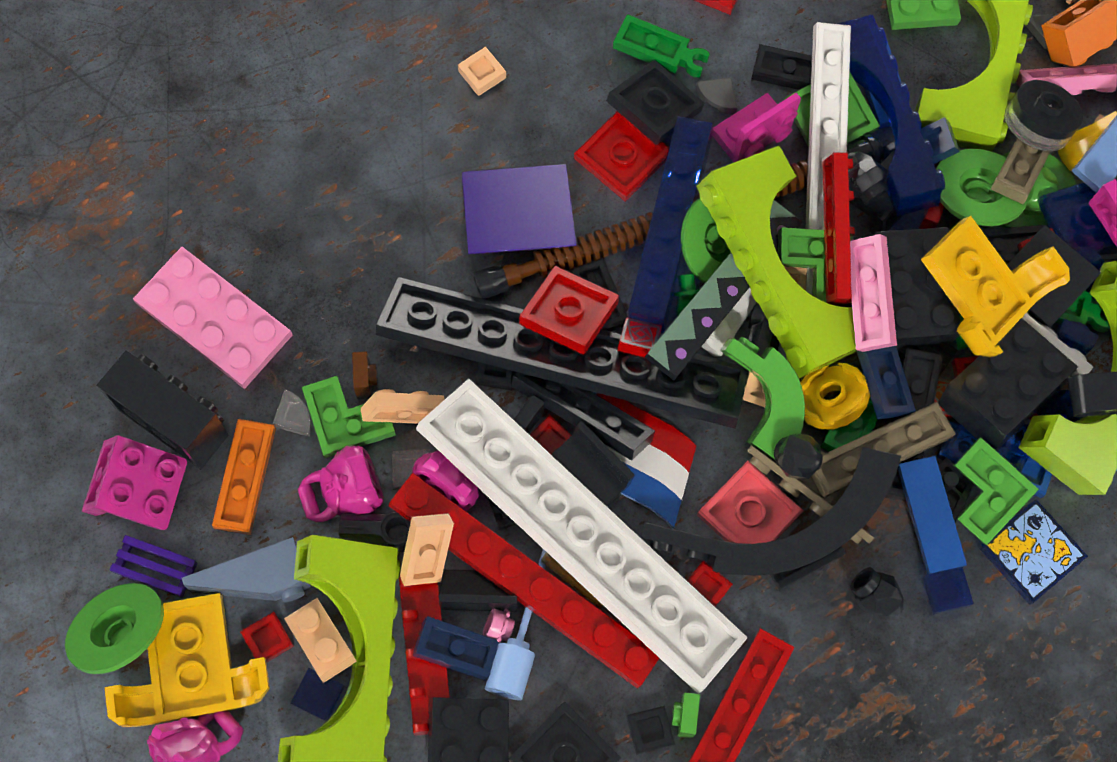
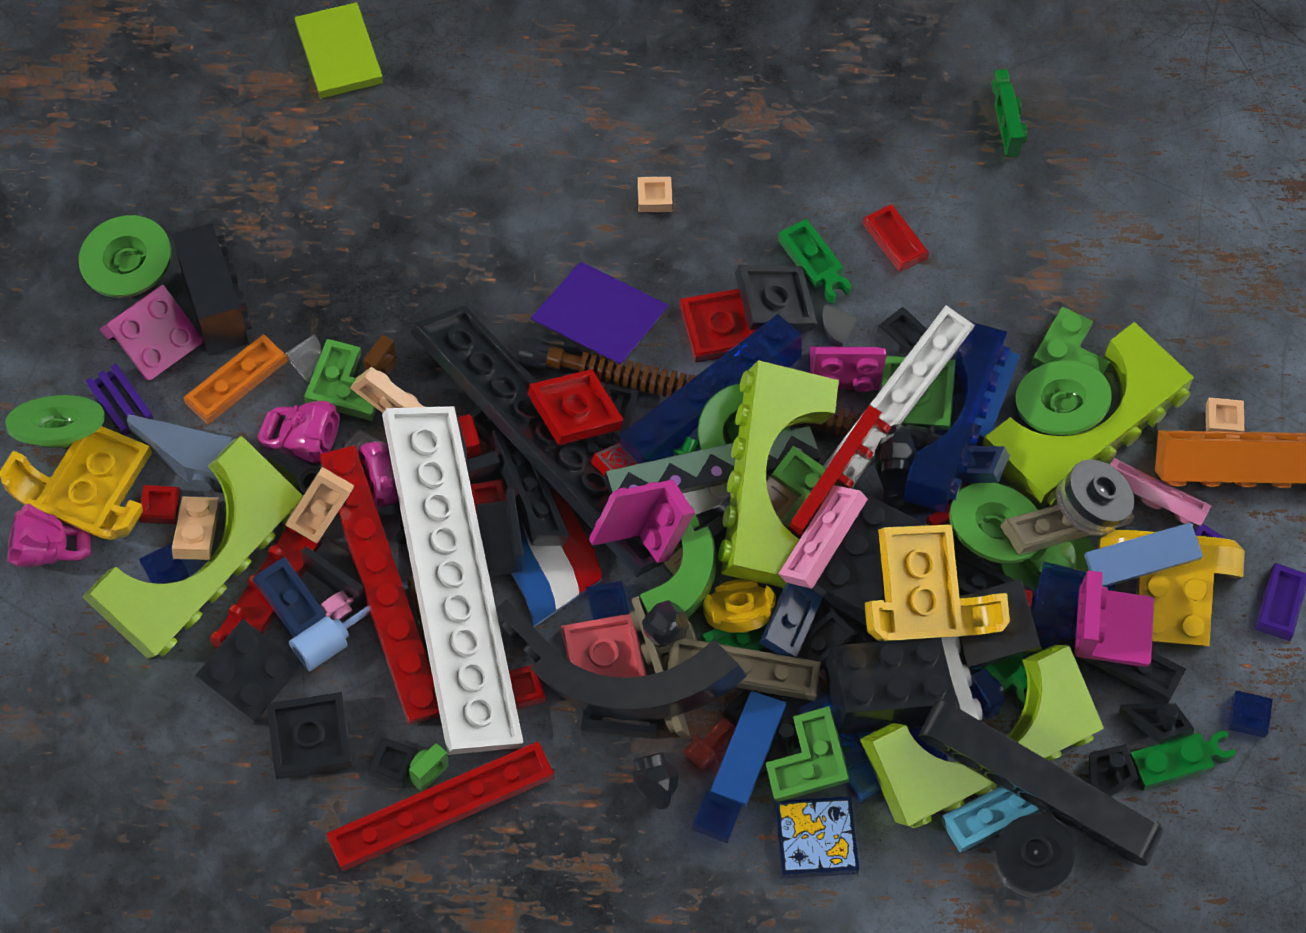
camera: 35 degrees right, 10 degrees down
(56, 429) = (125, 256): none -> bright green hat
(97, 107) = (338, 50): none -> lime tile
(213, 317) = (304, 251): bright pink plate -> none
(497, 394) = (469, 436): none -> red tile
(717, 464) = (607, 600): none -> clear blue tile
(726, 369) = (651, 511): none -> dark pink bracket
(892, 540) = (704, 751): none -> clear red piece
(949, 44) = (1063, 397): none -> bright green hat

